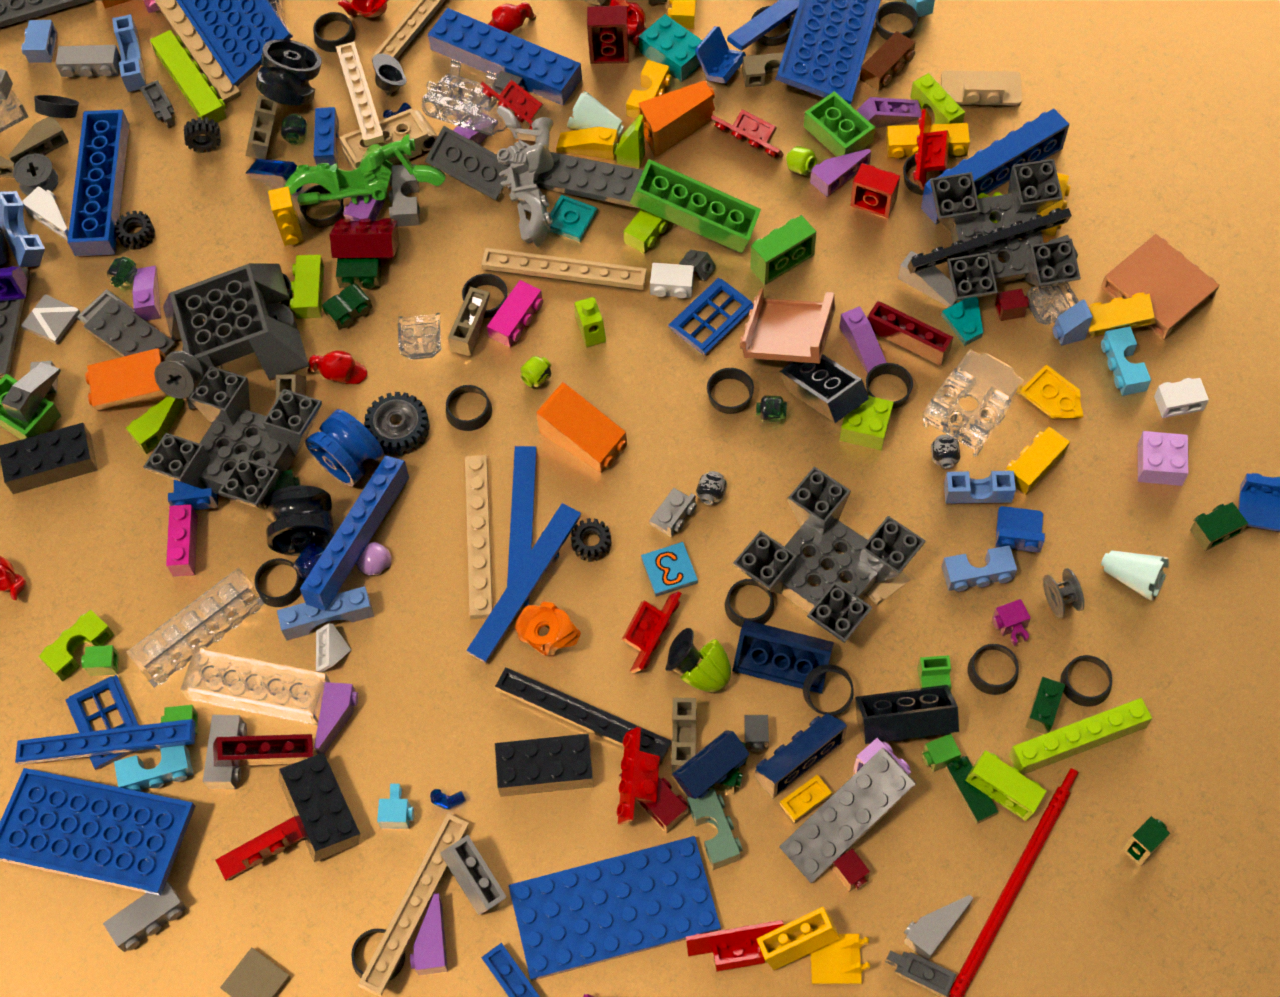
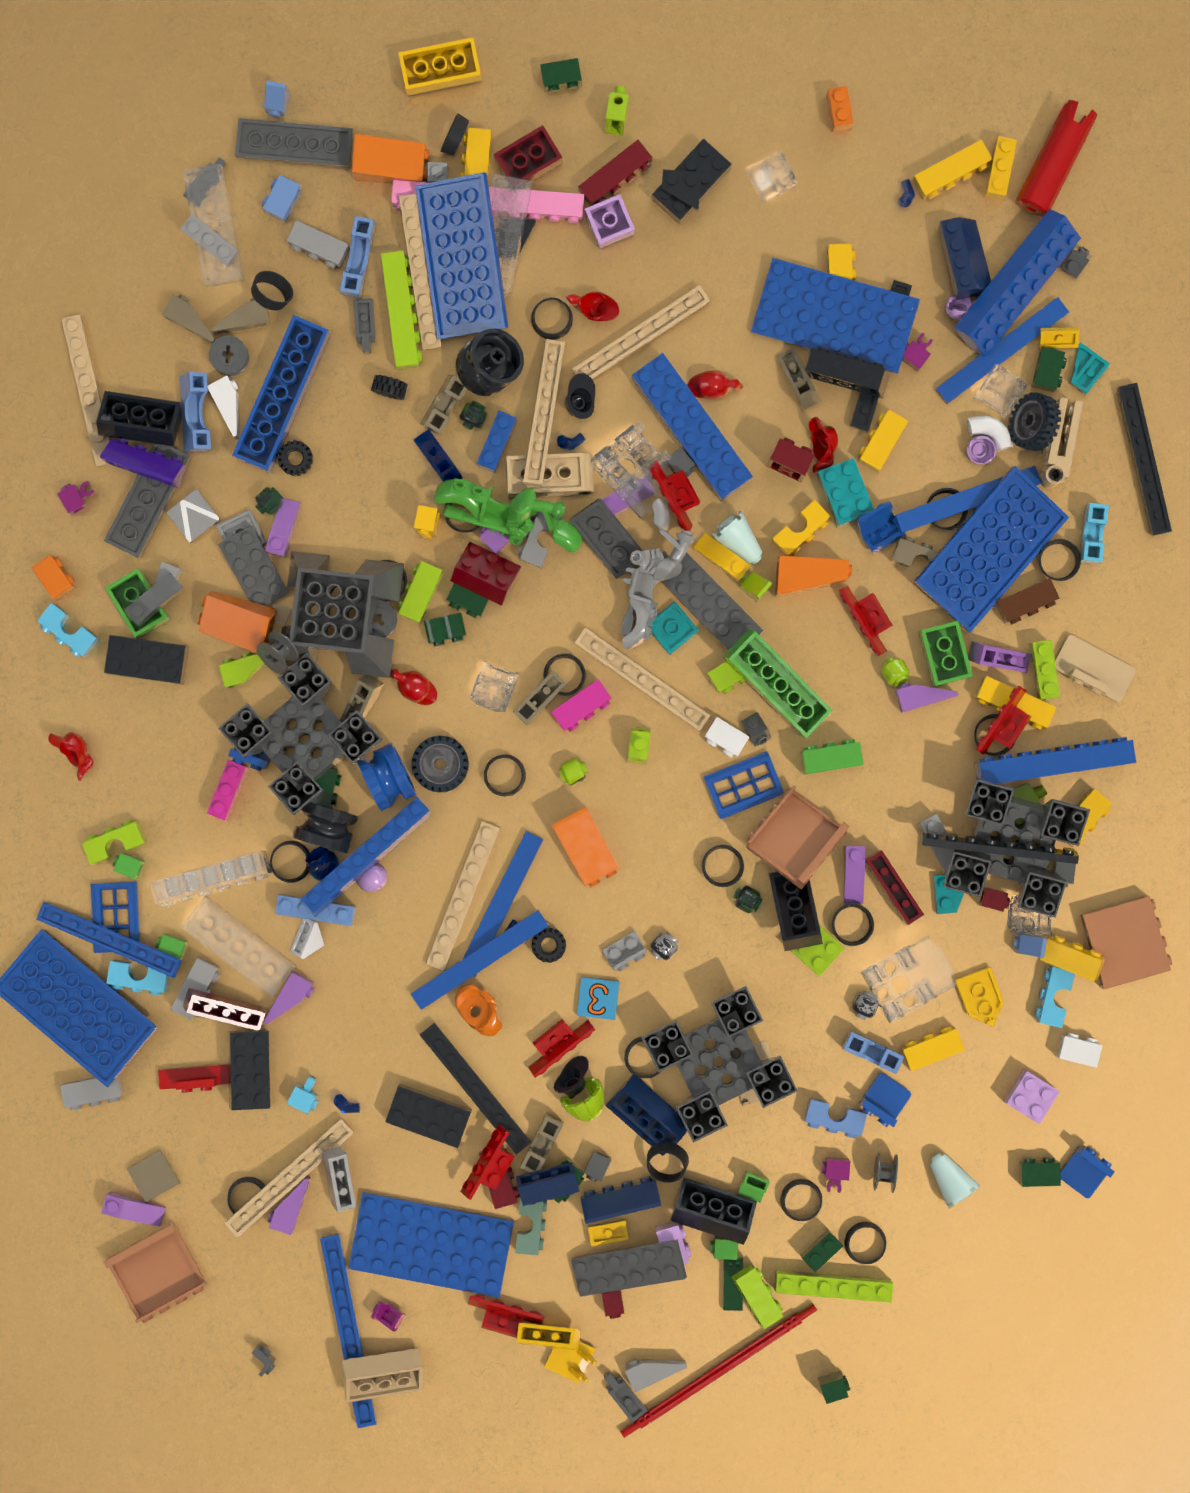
camera: 25 degrees right, 25 degrees up
(875, 190) = (940, 736): red brick -> none

